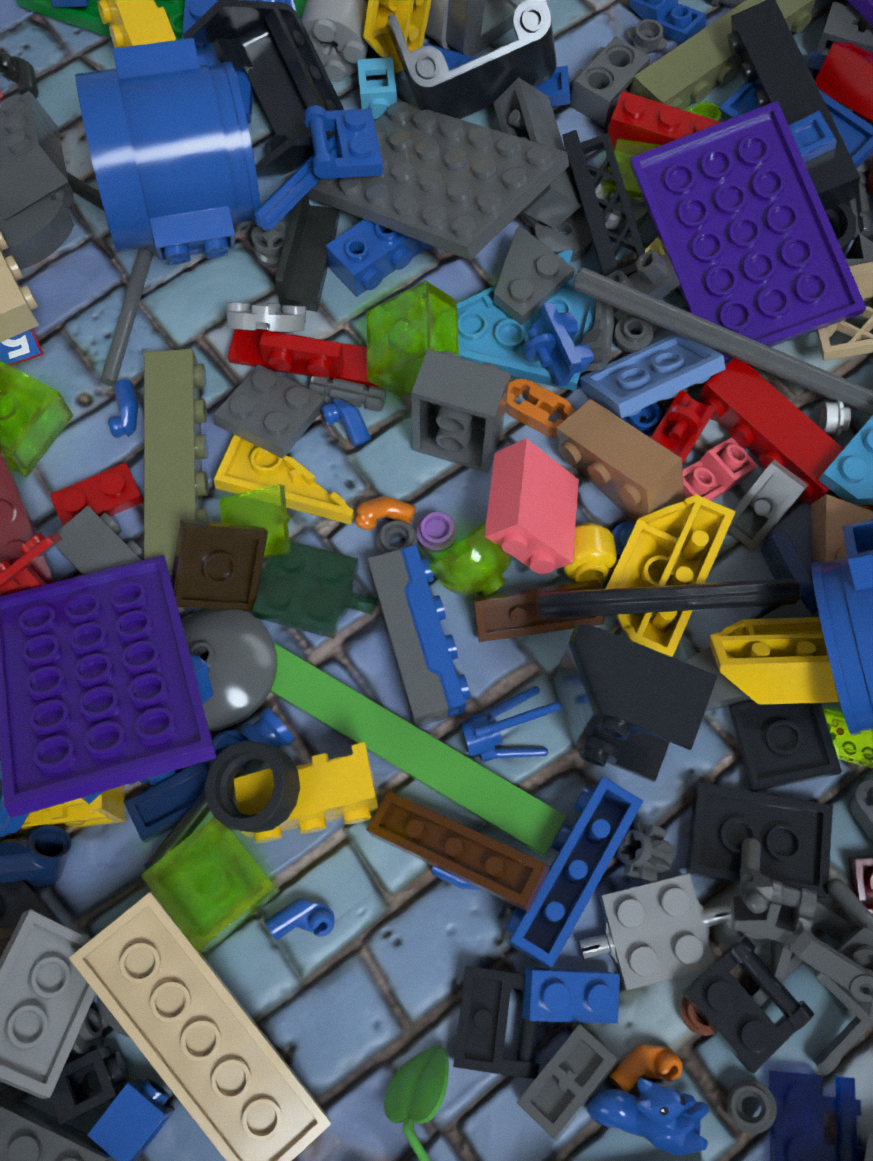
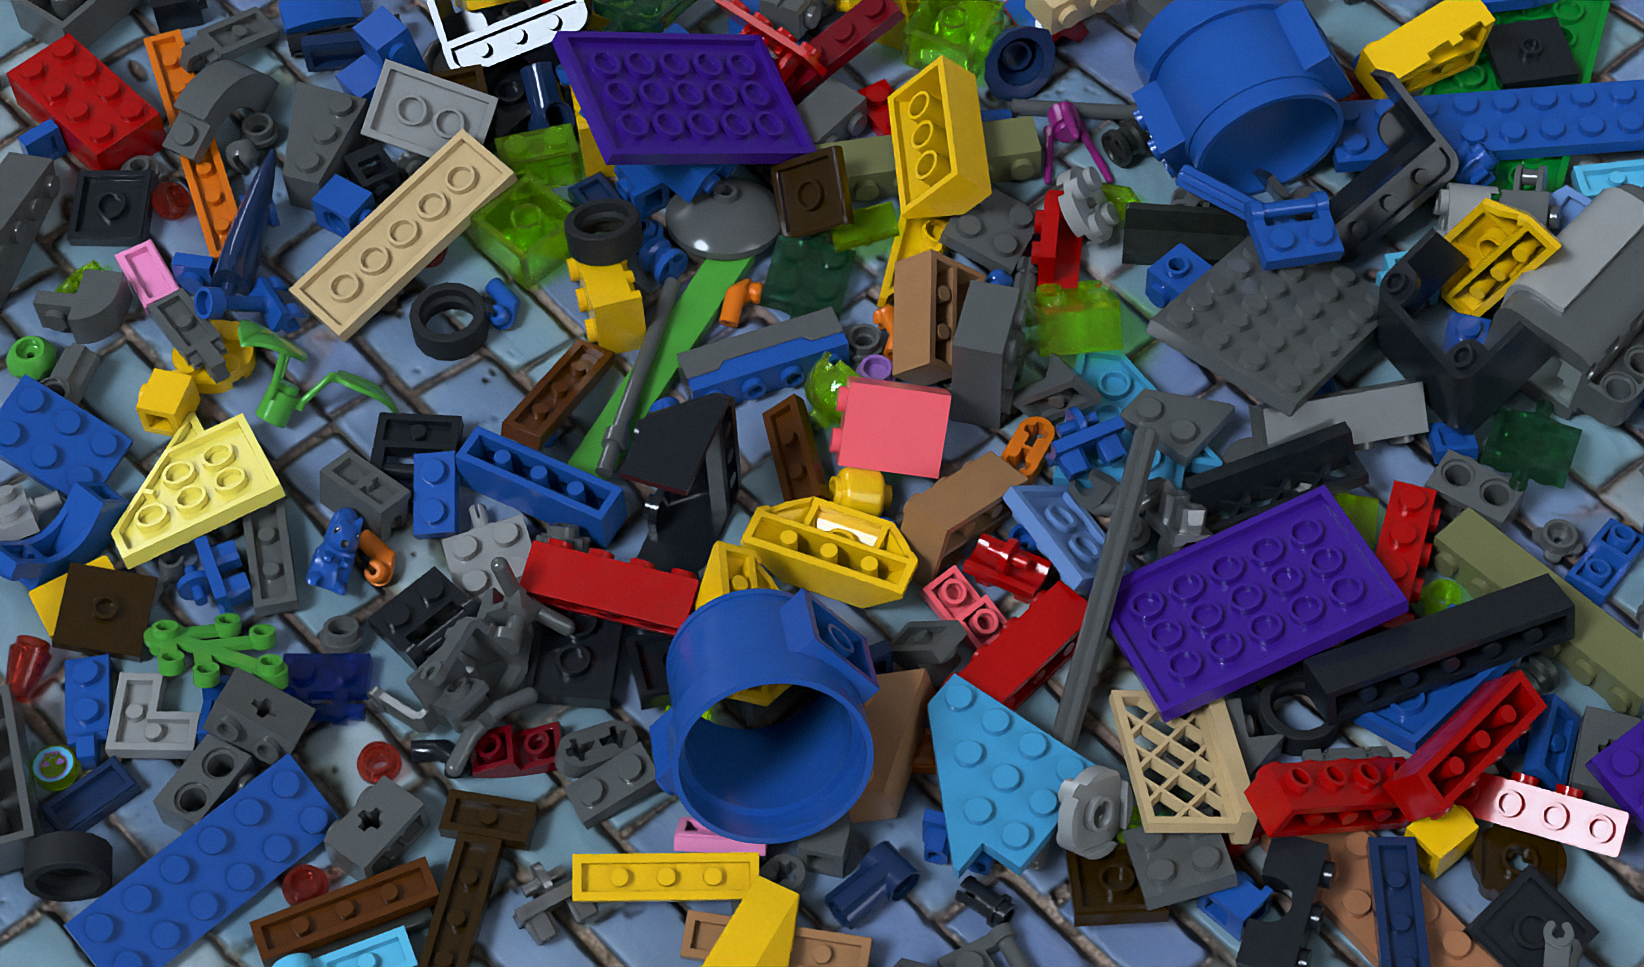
camera: 90 degrees right, 15 degrees down
(58, 360) = (1019, 62): none -> dark blue piece
(99, 871) = (544, 152): none -> clear neon green brick
(148, 332) = (1067, 127): none -> magenta plant
(176, 433) = (939, 142): none -> yellow slope
(181, 284) = (1125, 142): none -> pearl dark grey wheel
(251, 293) = (1119, 196): none -> clear neon green arm
(286, 977) = (442, 298): none -> black tyre
(328, 661) = (737, 297): none -> orange arm
(393, 468) = (926, 315): none -> medium nougat wedge
(494, 348) = (1056, 393): none -> dark grey slope
(512, 789) = (617, 435): none -> dark grey bar
(579, 29) = (1531, 446): none -> clear green plate
(668, 598) = (794, 507): black axle -> none
(728, 793) = (609, 588): none -> red brick
(813, 136) = (1372, 644): blue tile -> none
(834, 418) = (1043, 715): white plate -> none

